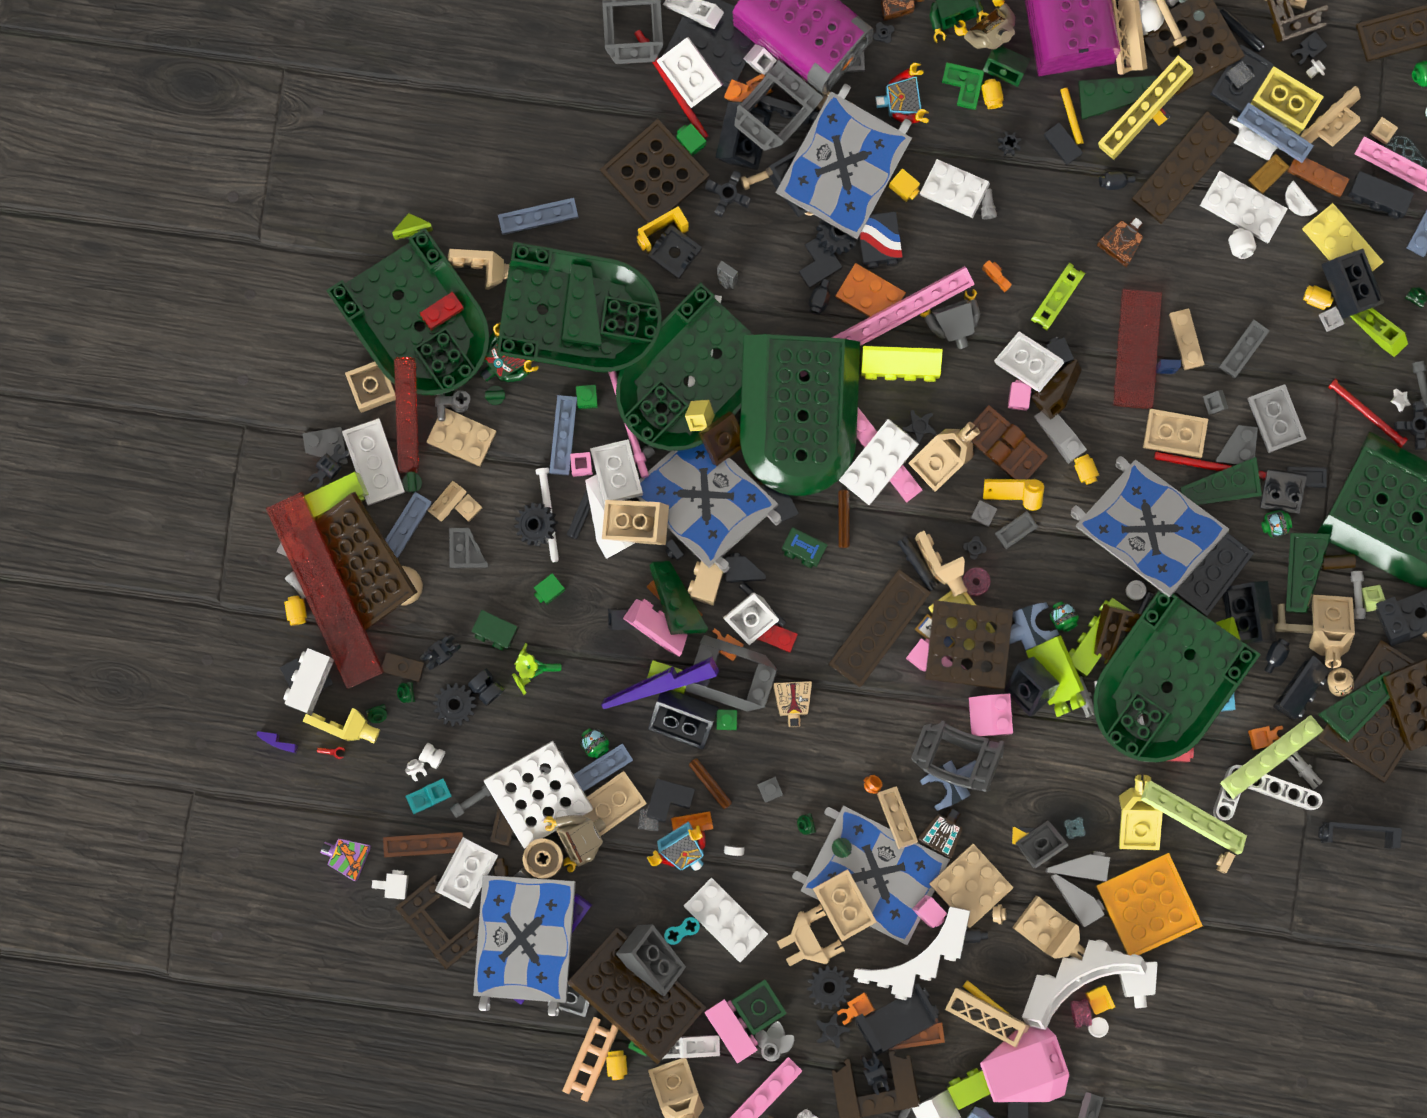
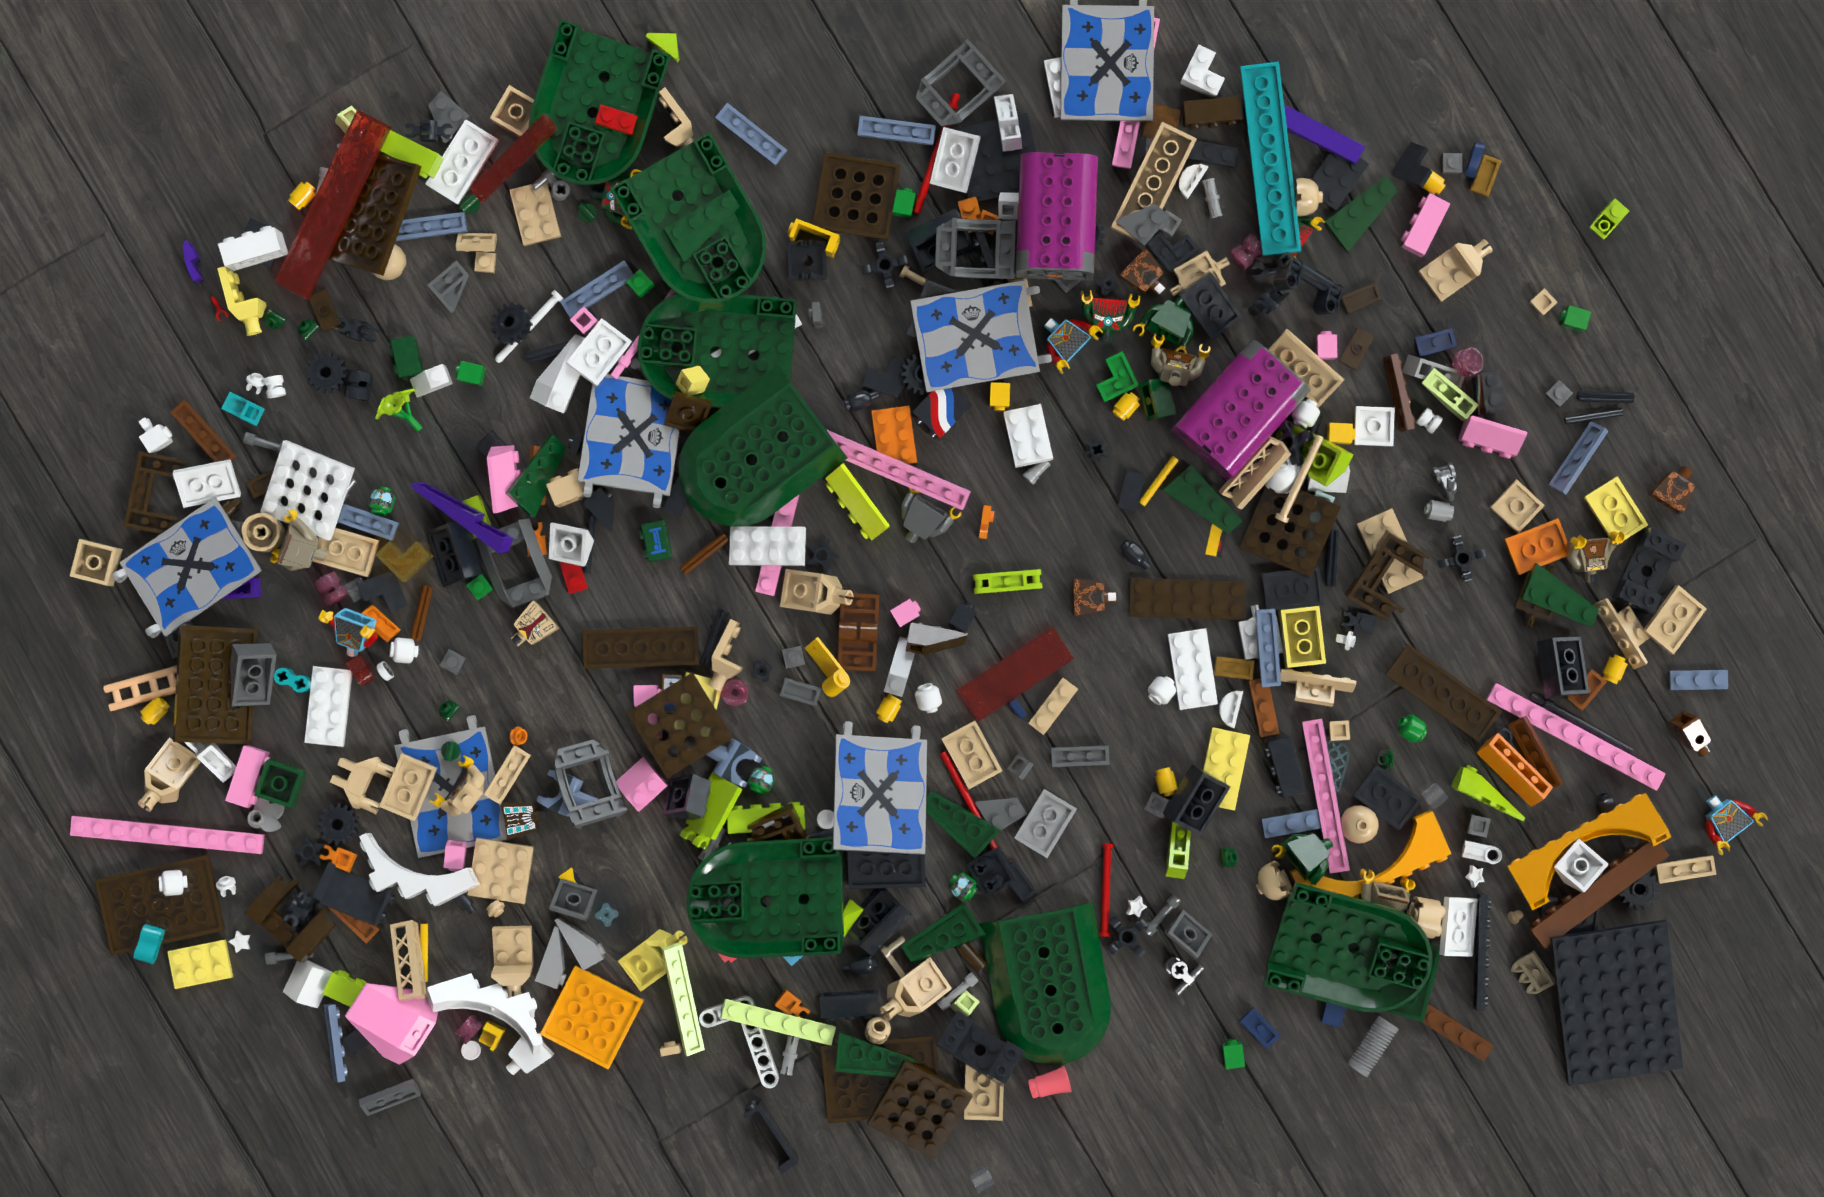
camera: 50 degrees right, 5 degrees up
(264, 527) = (344, 118): none -> yellowish green slope
(347, 857) = (148, 384): torso -> none
(458, 1014) = (95, 562): none -> tan brick
(528, 626) = (431, 380): none -> white slope
(626, 837) = (329, 582): none -> clear pink wheel
(627, 100) = (896, 130): none -> sand blue plate
(635, 521) = (569, 398): tan slope -> none
(661, 765) = (404, 564): none -> clear yellow brick
(718, 869) = (361, 670): none -> clear red leg
(729, 821) = (403, 650): none -> white head
(887, 862) = (466, 792): none -> tan torso
(908, 49) = (1108, 314): none -> torso
(1029, 361) = (936, 599): white plate -> none
(1102, 431) = (928, 698): none -> white head
(1146, 107) = (1207, 532): light yellow brick -> none
(1240, 74) = (1293, 585): clear tile -> none

